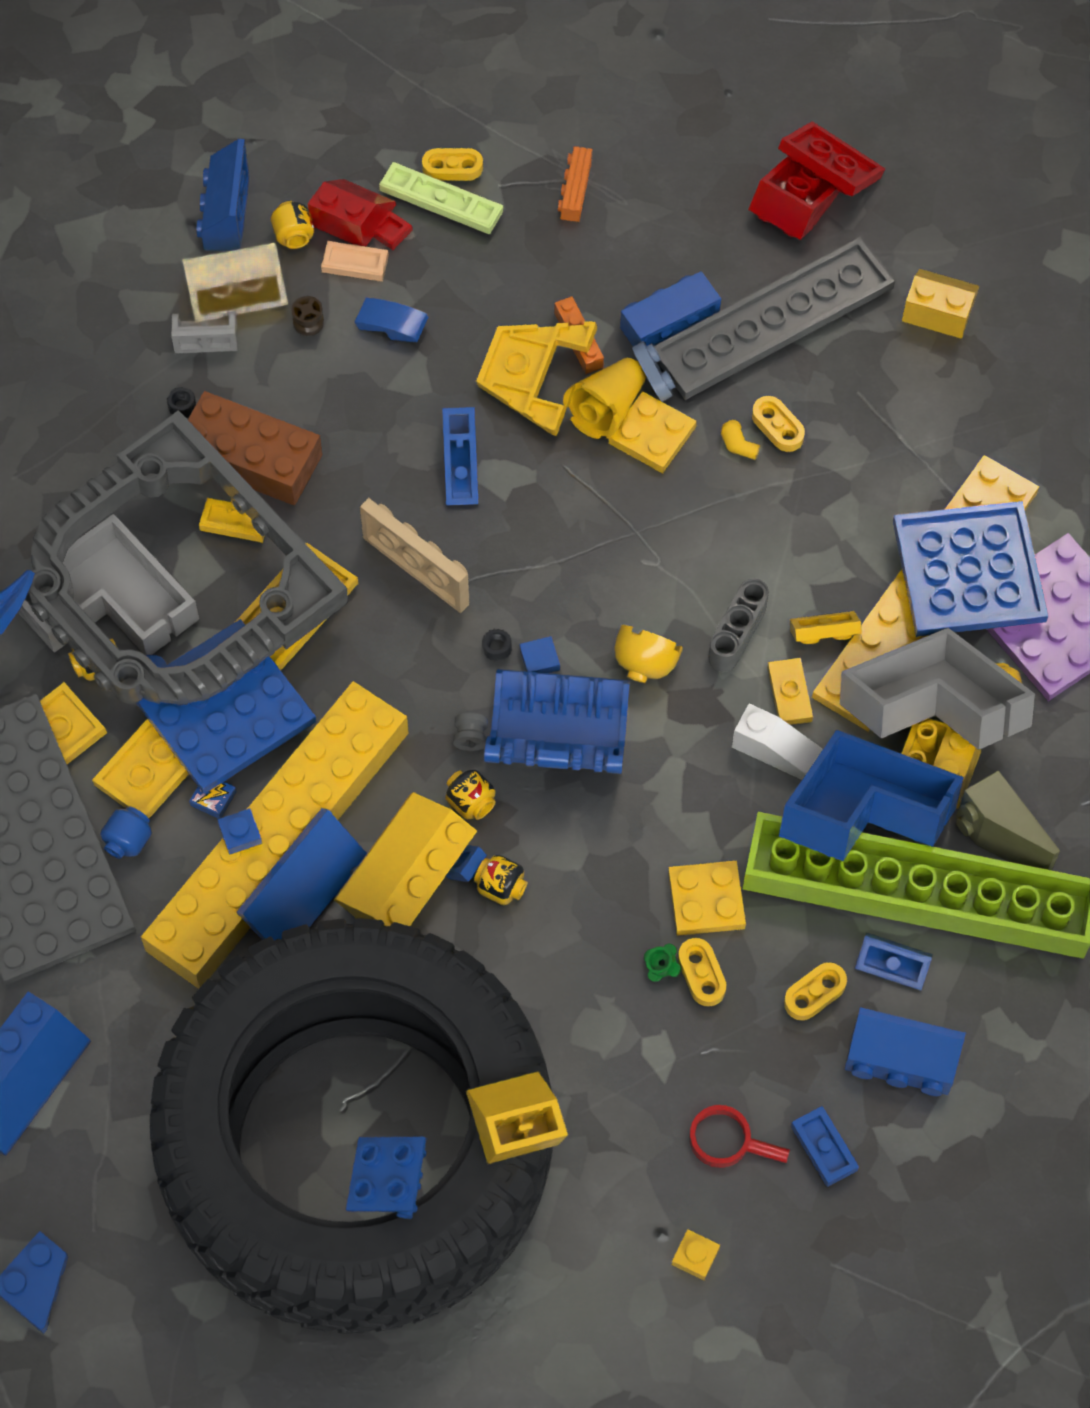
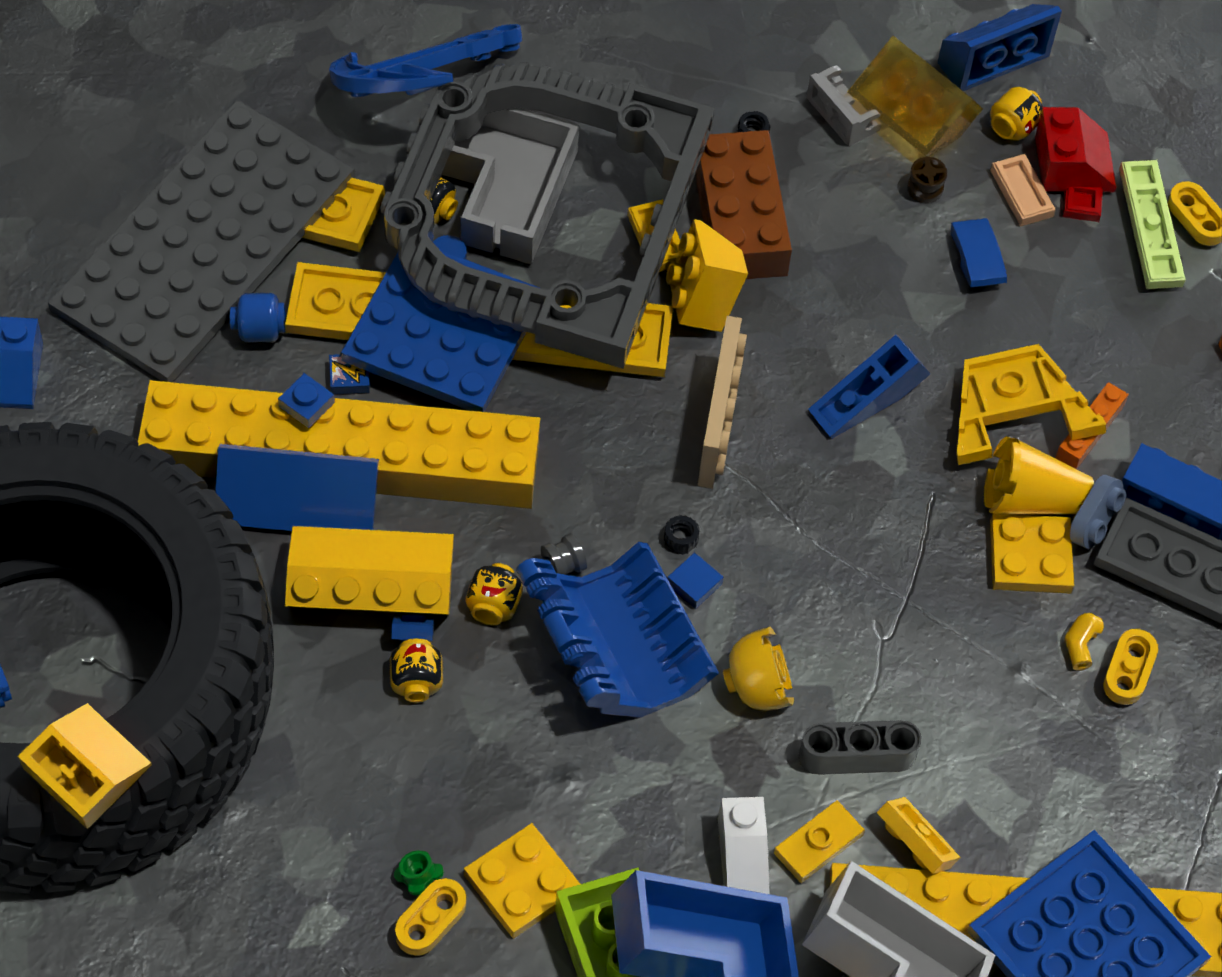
camera: 55 degrees right, 5 degrees down
(306, 502) = (705, 277): none -> yellow slope

